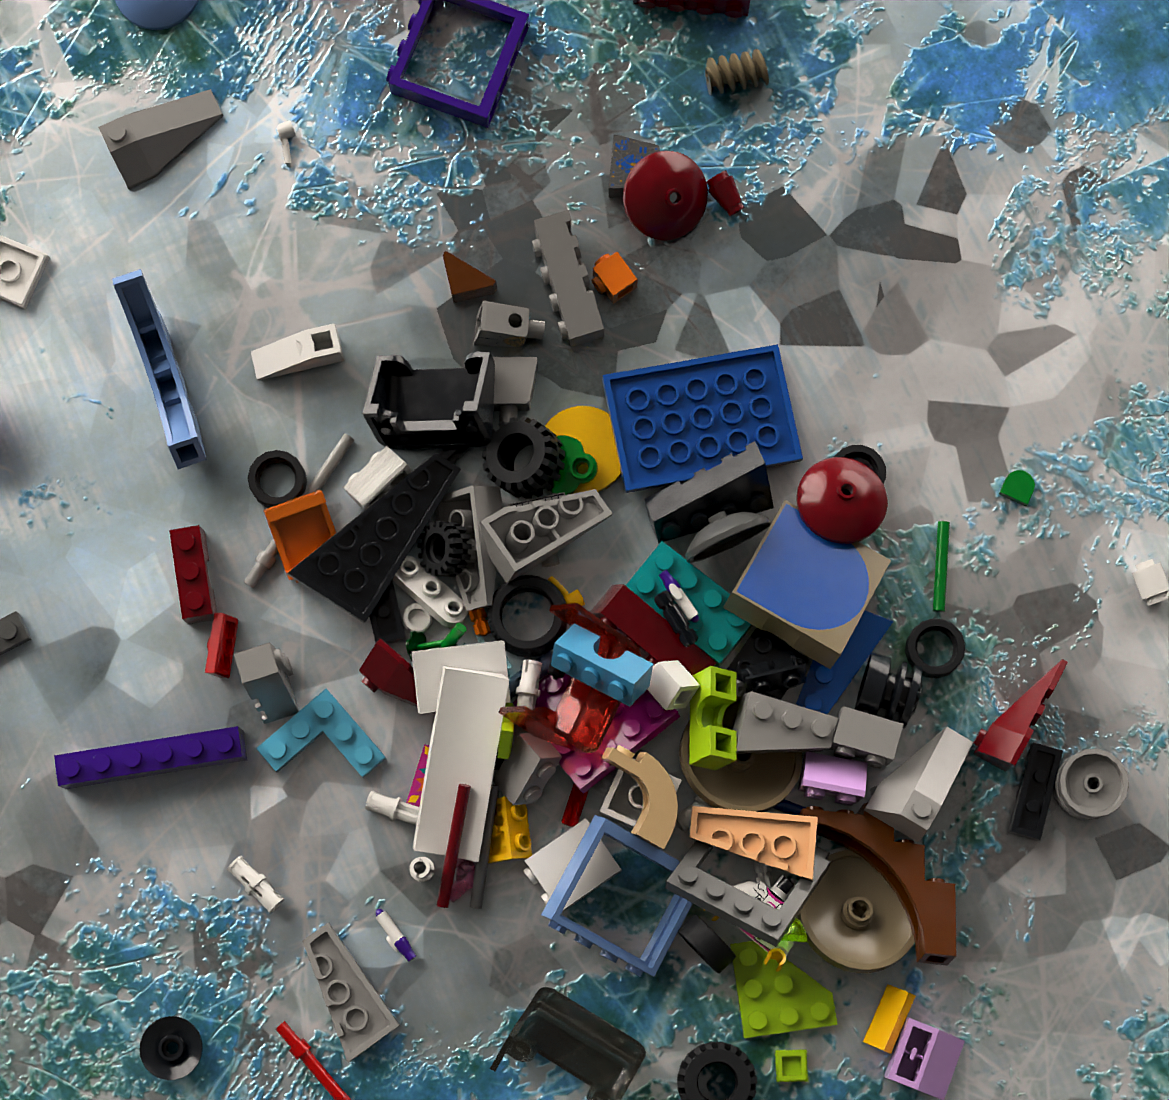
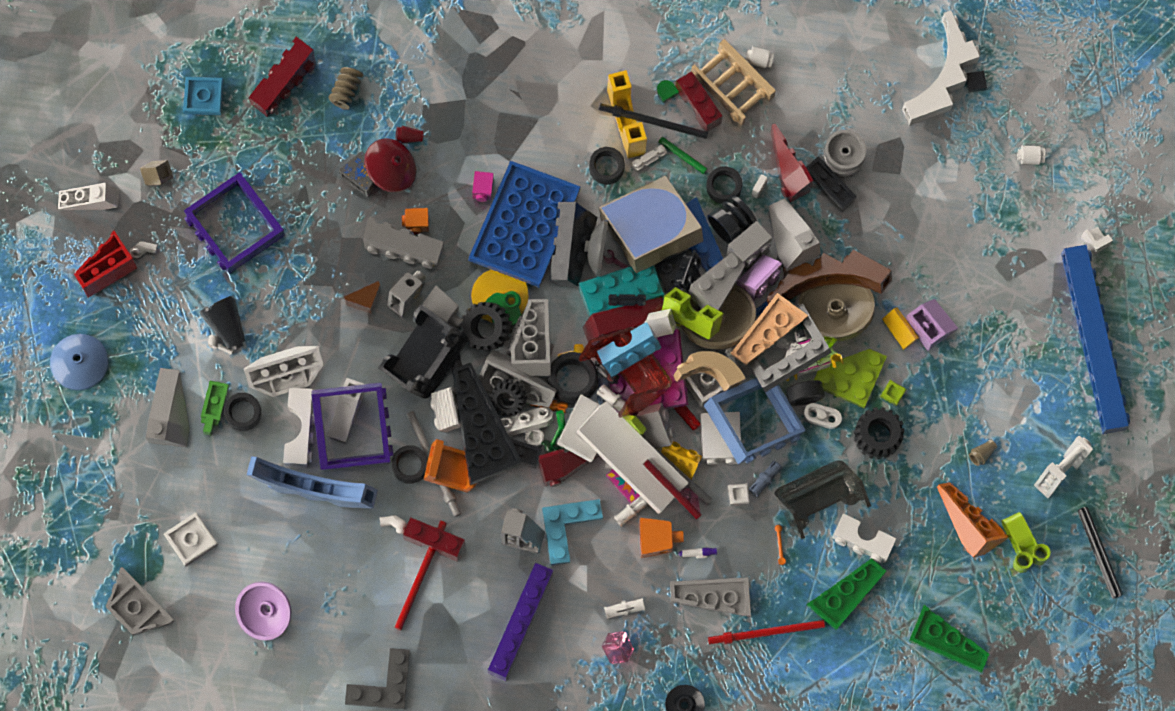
camera: 65 degrees left, 5 degrees down
(126, 591) = (417, 583): none -> red bar
(190, 509) = (395, 521): none -> white arm
(195, 908) = (617, 647): none -> clear pink panel
(199, 185) = (213, 405): none -> bright green hinge
(203, 207) = (235, 399): none -> black tyre
(212, 367) = (326, 463): none -> dark purple window
(221, 645) = (482, 548): red plate -> none
(269, 294) = (297, 451): none -> white arch
(298, 240) = (284, 370): none -> white wedge
(317, 127) = (225, 322): none -> black cone
(379, 867) = (657, 537): none -> orange torso
(416, 864) = (672, 513): white pin -> none
(455, 1056) = (781, 561): none -> orange hinge
(511, 939) = (738, 494): none -> white tile
(555, 963) = (765, 478): none -> sand blue pin
(679, 596) = (616, 290): white piece -> none
(692, 987) = (822, 415): none -> white plate
(718, 332) = (483, 186): none -> dark pink brick
(731, 569) = (614, 260): none -> clear pink hand
(837, 515) = (621, 187): dark red dish -> none
(909, 525) = (649, 157): none -> white axle
(939, 440) = (618, 111): none -> black bar
(956, 439) = (631, 132): none -> yellow arch
(964, 697) = (759, 186): none -> white tile
(1030, 539) = (704, 108): none -> dark red arch
(1113, 588) = (751, 77): none -> tan fence

